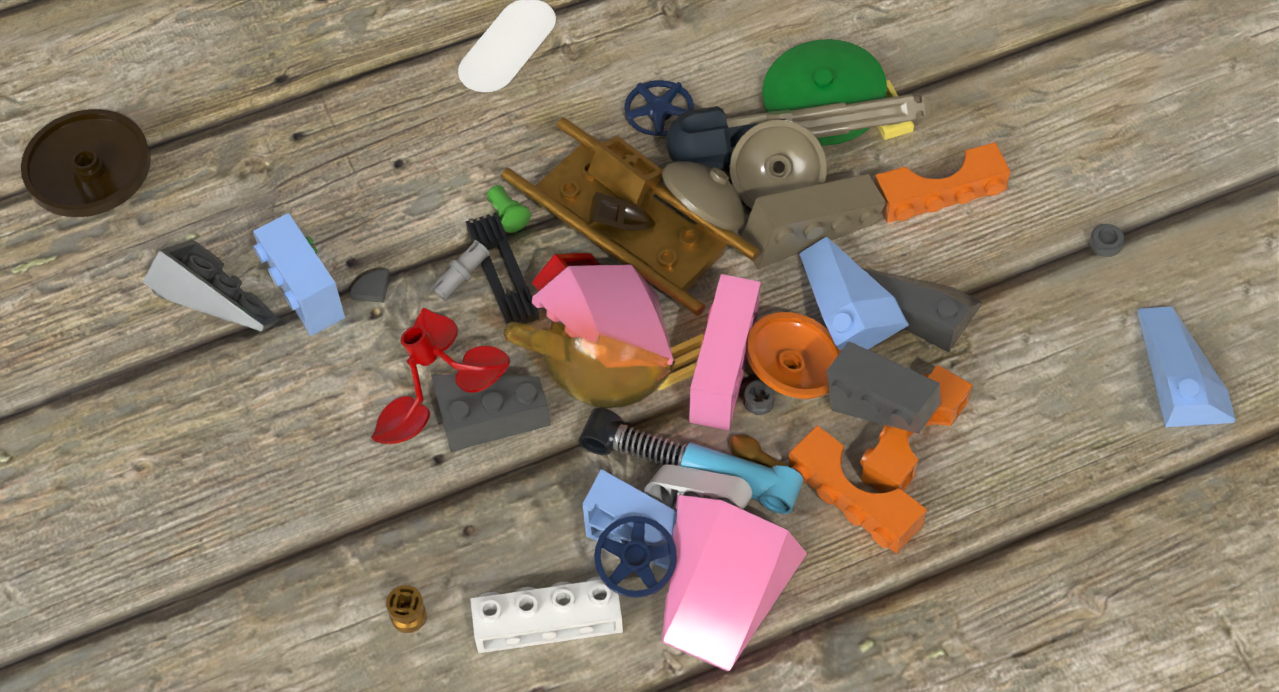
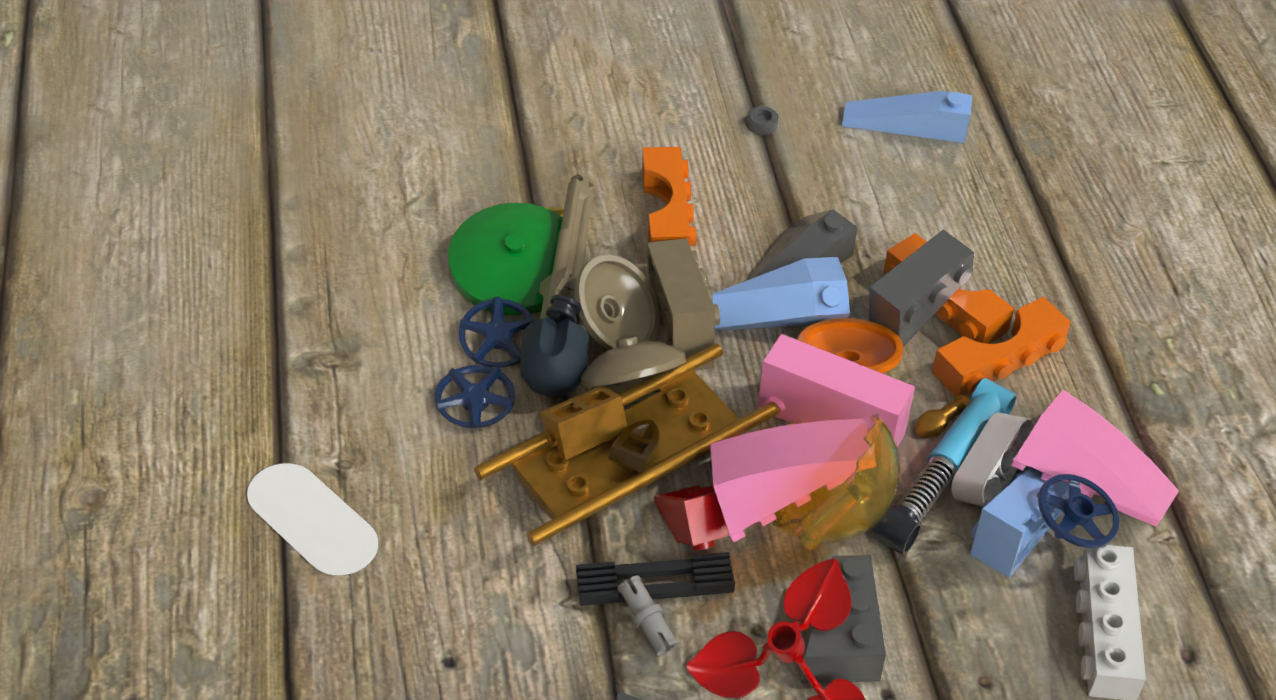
camera: 80 degrees left, 10 degrees down
(510, 212) = (568, 556): bright green pin -> none
(734, 102) = (496, 333): none -> dark blue wheel
(736, 122) = (563, 308): none -> black bush

